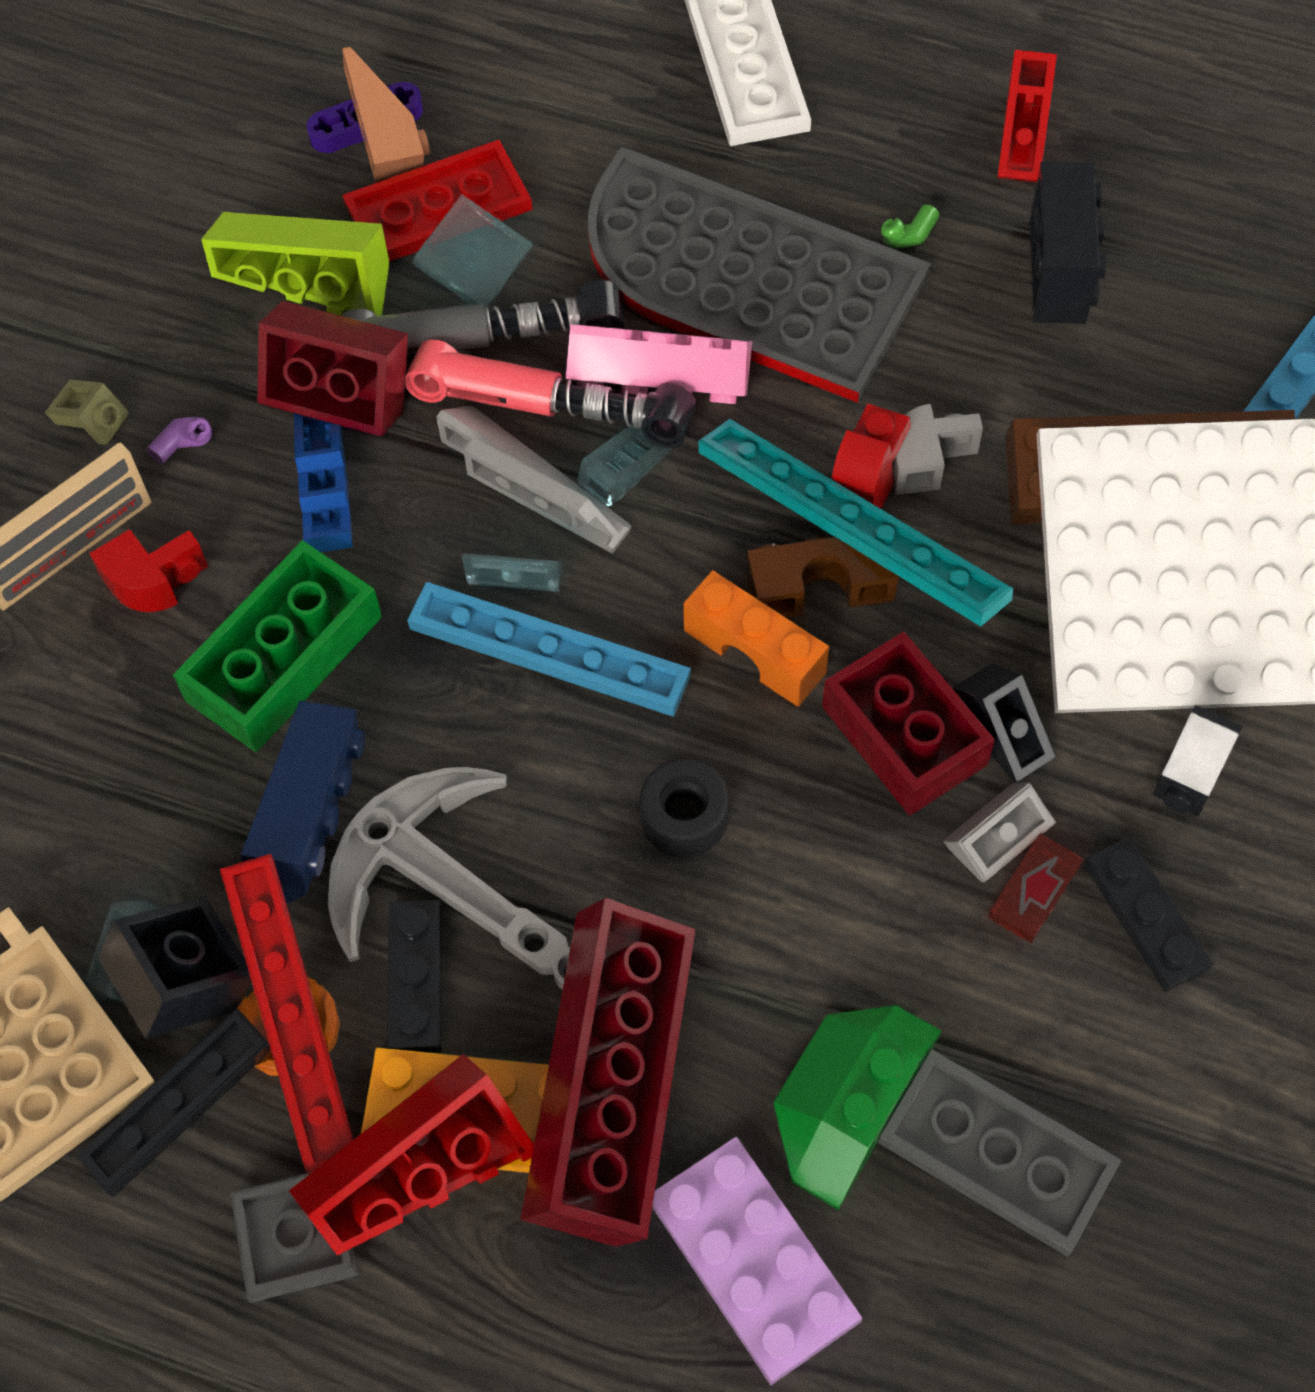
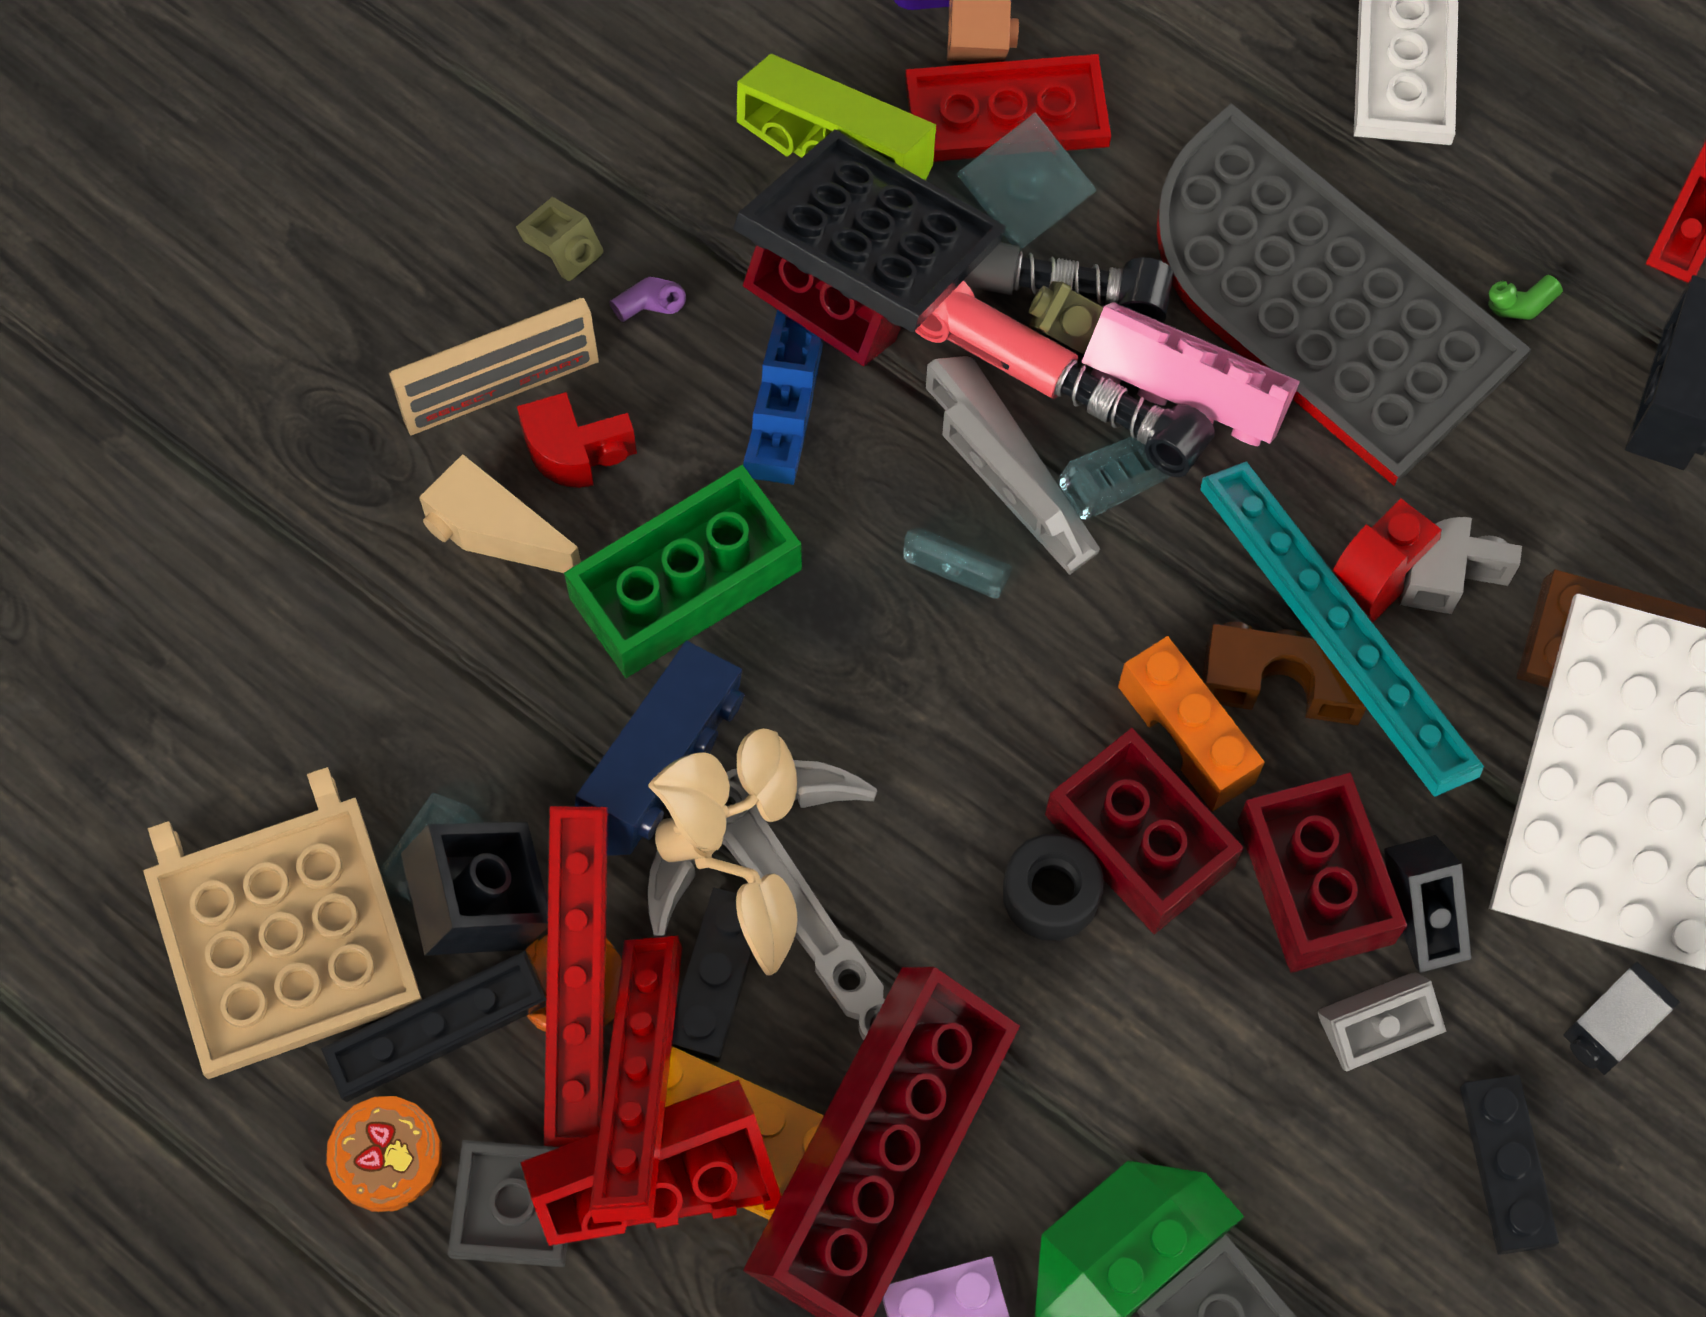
camera: 15 degrees right, 5 degrees up
(96, 657) = (492, 521): none -> tan slope
(161, 1230) = (384, 1153): none -> tile
(349, 814) = (696, 797): none -> tan plant
(351, 316) = (870, 229): none -> black plate
(372, 1086) = (636, 1081): none -> red tile
(539, 345) = (1065, 316): none -> olive bracket
(550, 649) = (967, 663): dark azure plate -> none
(748, 733) = (1145, 829): none -> dark red brick
(1035, 888) = (1398, 1096): clear red tile -> none

